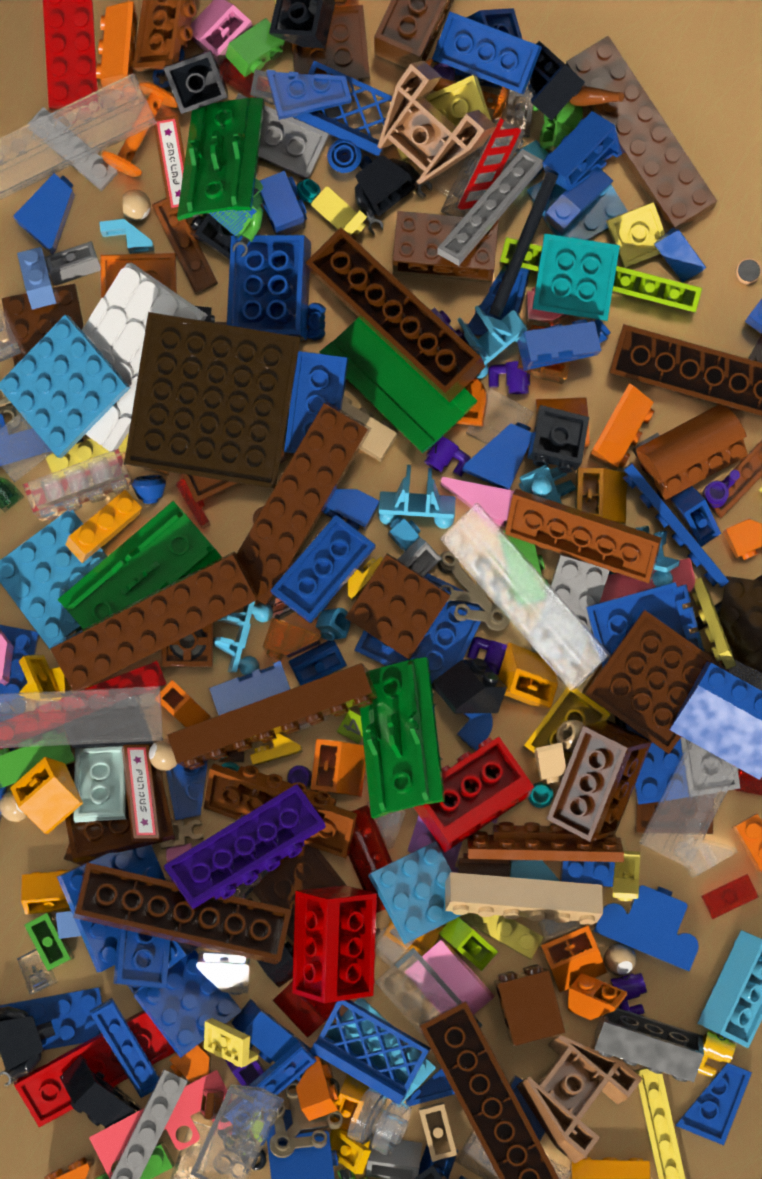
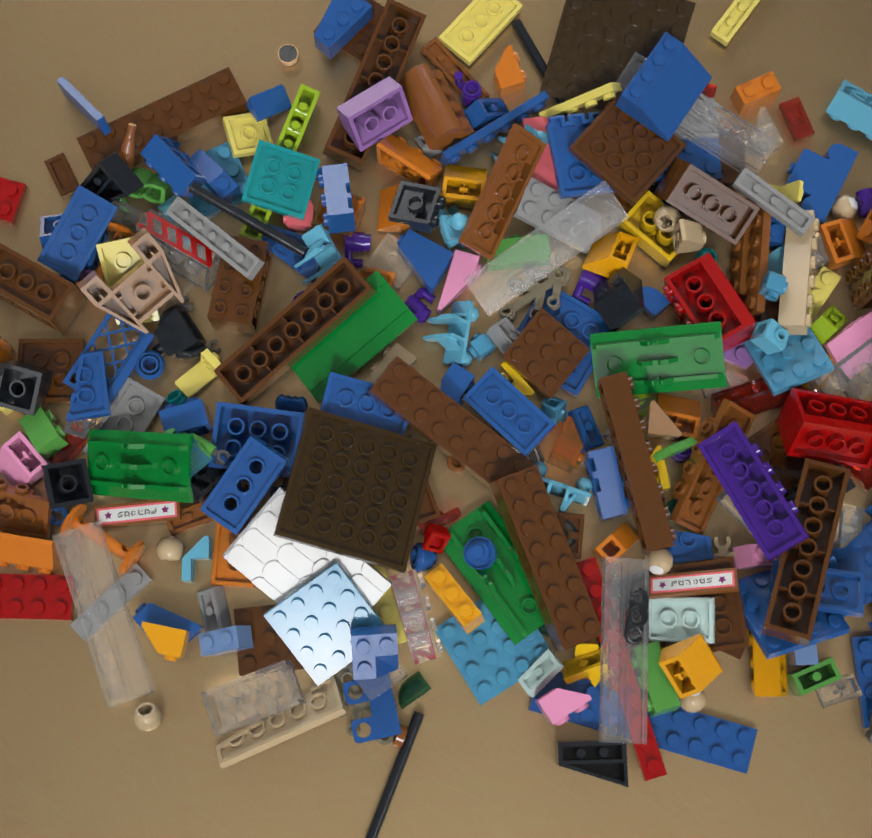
camera: 90 degrees left, 5 degrees down
(28, 630) = (540, 673): none -> light aqua plate
(30, 213) = (167, 640): none -> light orange slope
(34, 438) = (374, 651): none -> slope
(83, 720) = (629, 624): none -> black piece
(155, 549) = (480, 553): none -> blue plate
(170, 499) = (435, 538): none -> red slope
(206, 262) = (230, 484): none -> blue brick
(291, 760) = (674, 449): none -> bright green tile
(320, 740) = (659, 424): none -> medium nougat slope
(436, 864) = (770, 336): none -> medium azure brick
(498, 865) = (773, 286): none -> dark azure plate
(567, 27) = (62, 175): none -> reddish brown tile
(603, 859) = (773, 201): none -> light grey plate
(649, 38) = (84, 105): none -> tile
(669, 377) = (375, 113): none -> medium lavender slope

